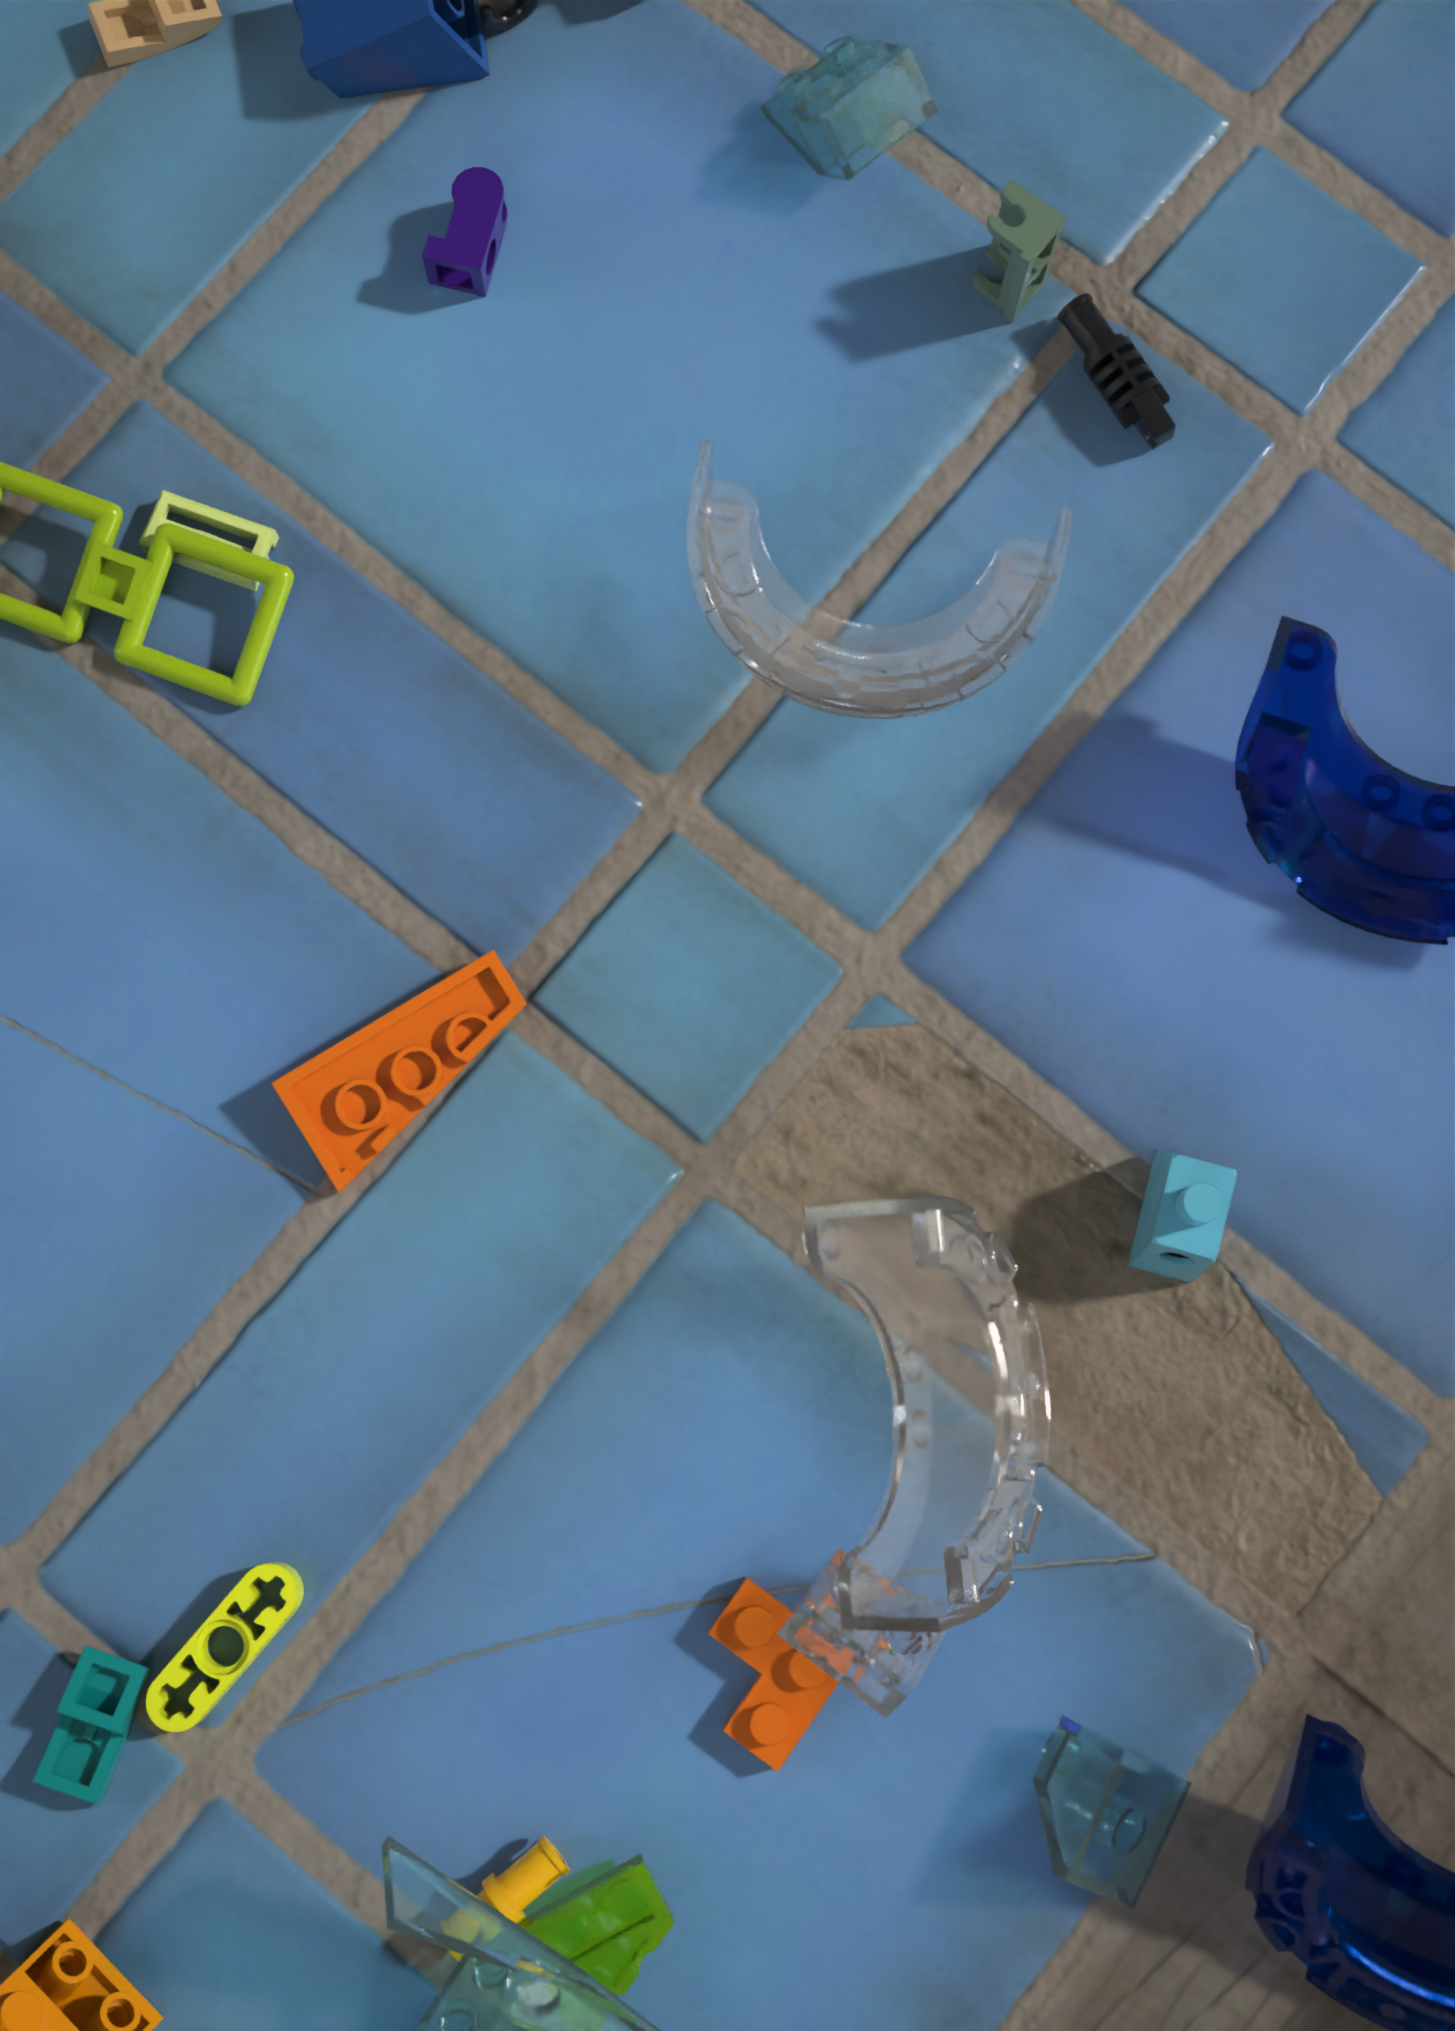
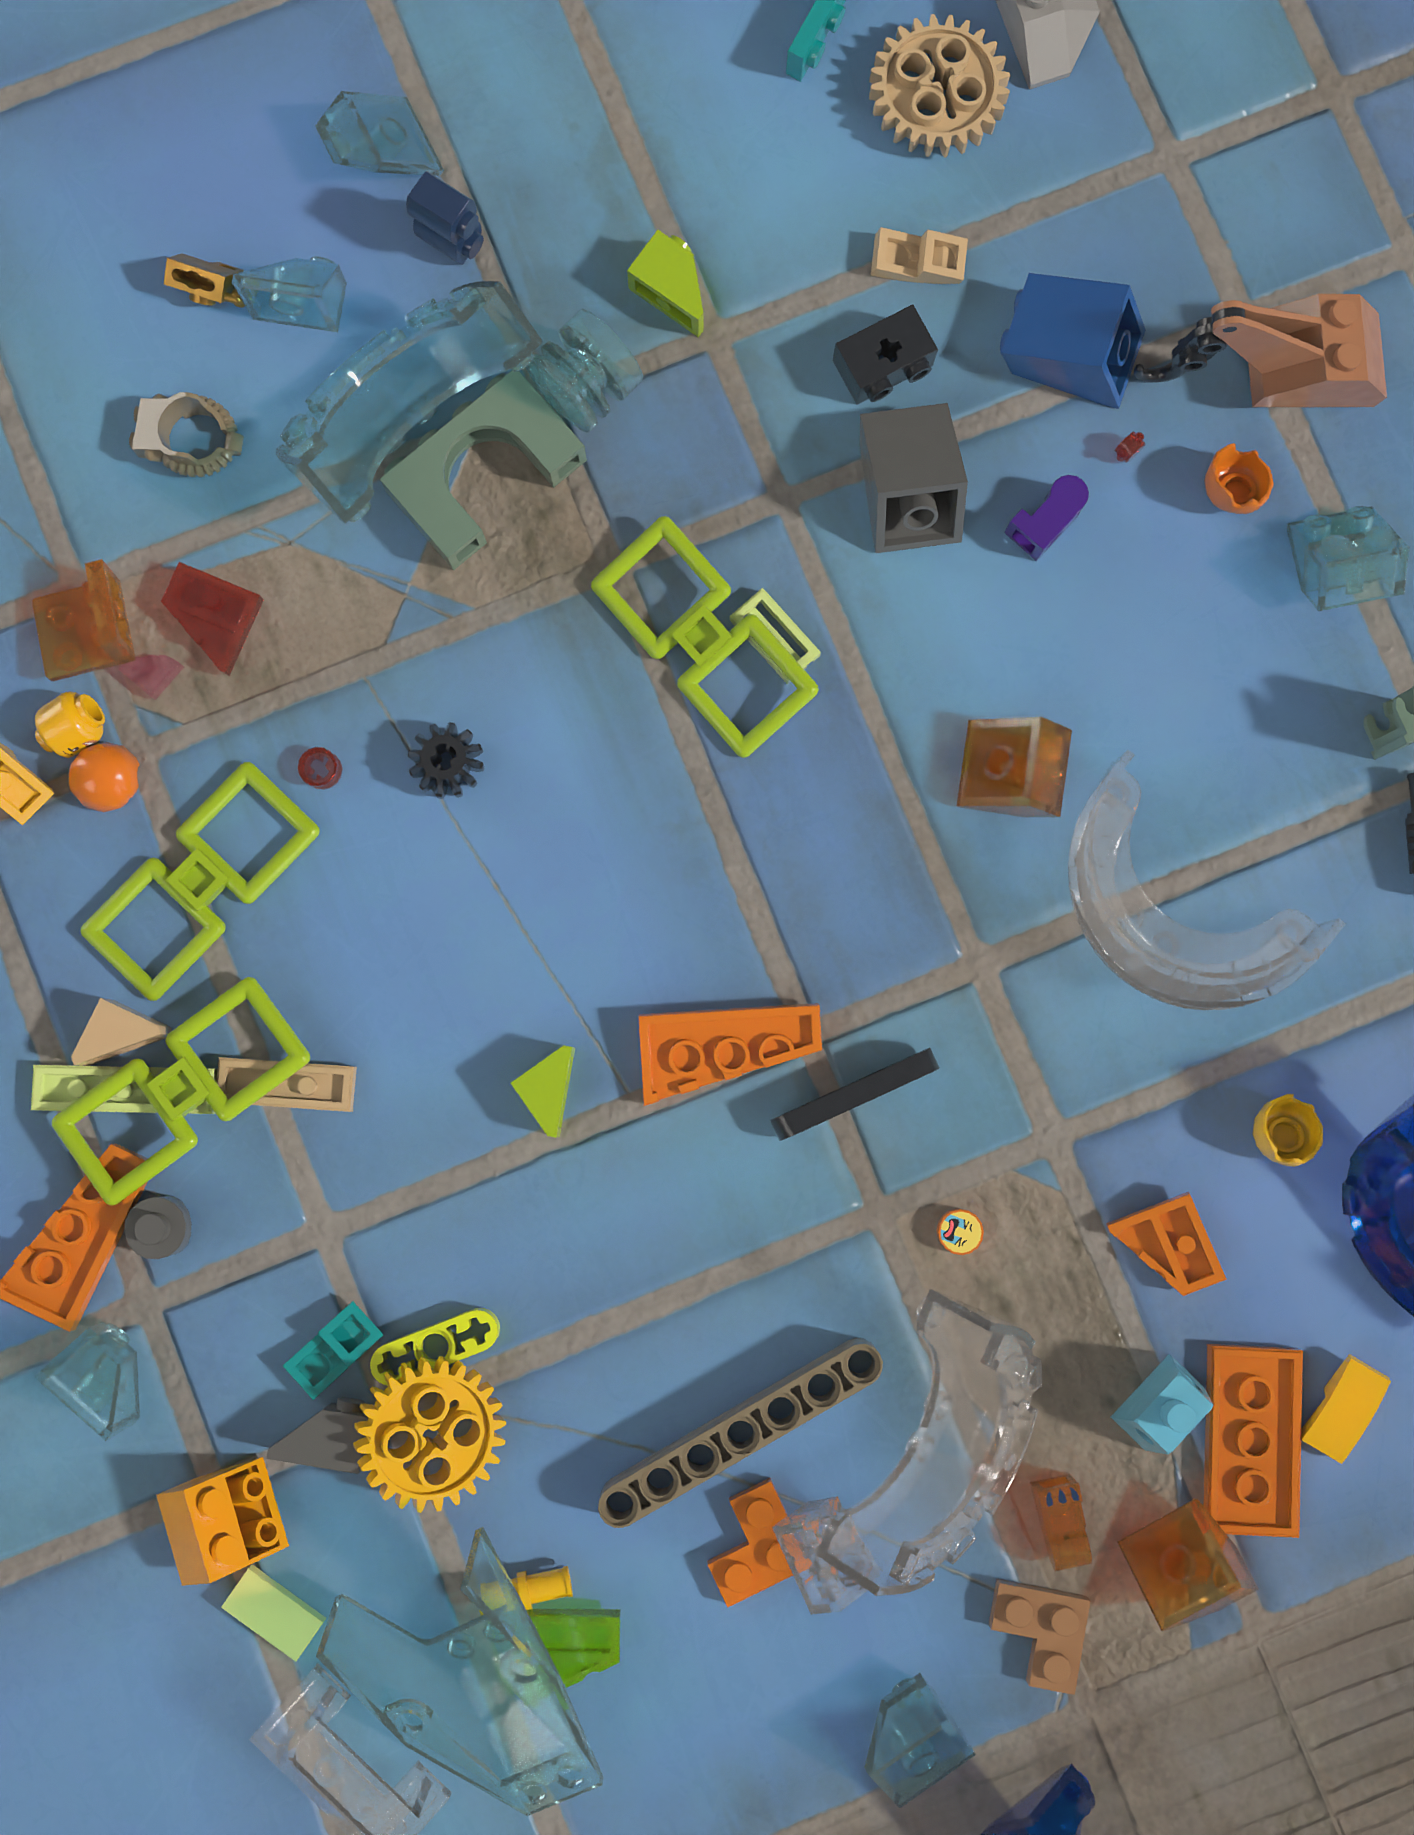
camera: 30 degrees right, 5 degrees up
(142, 1840) = (324, 1439): none -> dark grey slope
(170, 145) = (896, 337): none -> black brick
(201, 1234) = (546, 1089): none -> lime slope
(210, 1749) = (398, 1411): none -> yellow gear
(279, 268) = (913, 477): none -> dark grey slope
(525, 108) = (1130, 447): none -> clear red piece
(584, 542) = (1015, 766): none -> clear orange slope
(596, 1037) = (854, 1094): none -> black beam
(667, 1570) = (729, 1452): none -> dark tan beam
(672, 81) = (1238, 480): none -> orange hair
(818, 1137) = (960, 1231): none -> tile
(1084, 1010) = (1172, 1243): none -> orange wing
(1138, 1426) = (1062, 1521): none -> clear orange leg
(1147, 800) = (1288, 1131): none -> yellow hair
(1202, 1561) = (1053, 1621): none -> medium nougat plate
(1314, 1199) = (1254, 1439): none -> orange tile
(1318, 1394) = (1186, 1566): none -> clear orange slope
(1403, 1097) = (1347, 1408): none -> yellow slope

